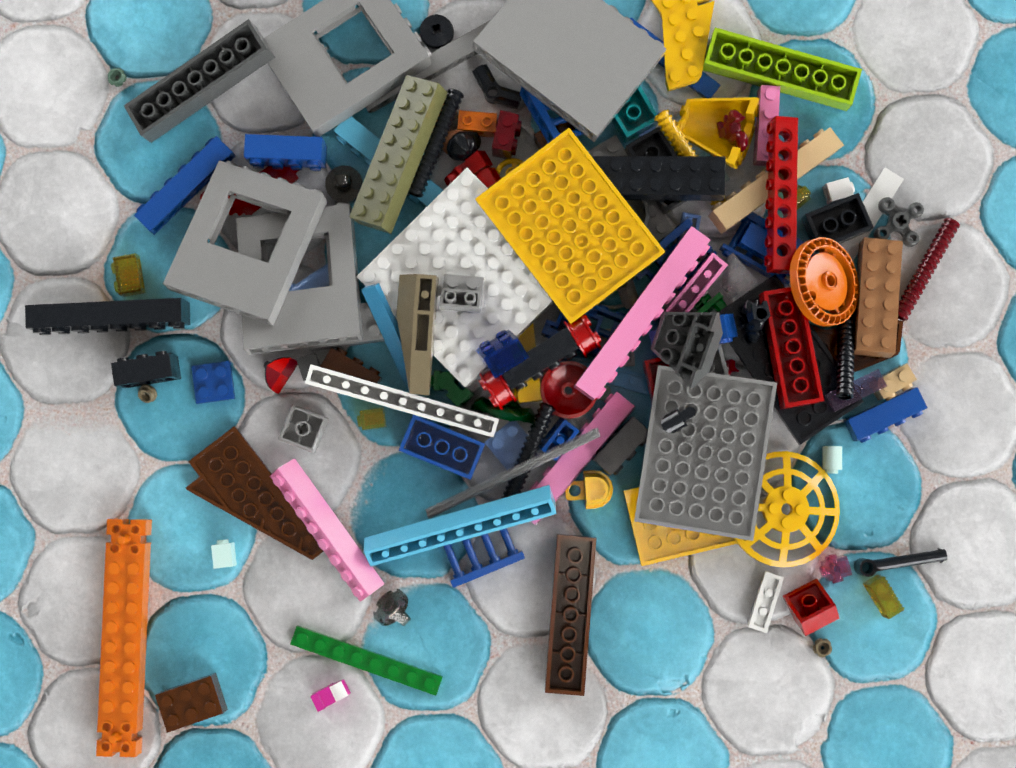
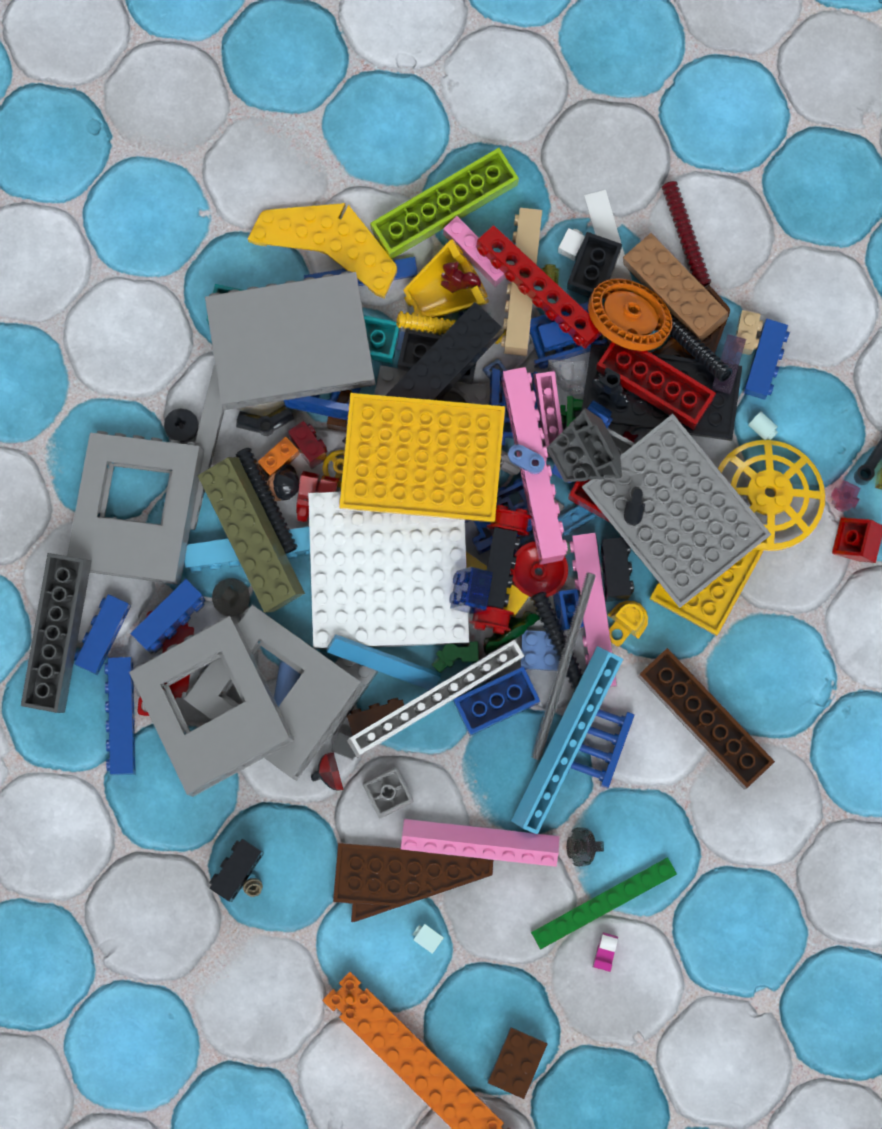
camera: 50 degrees left, 5 degrees down
(107, 315) = (167, 862): black brick -> none
(128, 275) = (150, 820): clear yellow brick -> none
(213, 382) = (289, 830): blue plate -> none
(231, 117) = (102, 634): none -> blue brick
(372, 419) = (427, 735): clear yellow brick -> none
(417, 327) = (394, 636): dark tan wedge -> none
(462, 293) = (399, 579): light grey brick -> none
(637, 304) = (525, 459): none -> medium blue plate
(765, 602) = (824, 569): white plate -> none
(904, 218) = (634, 215): dark grey gear -> none

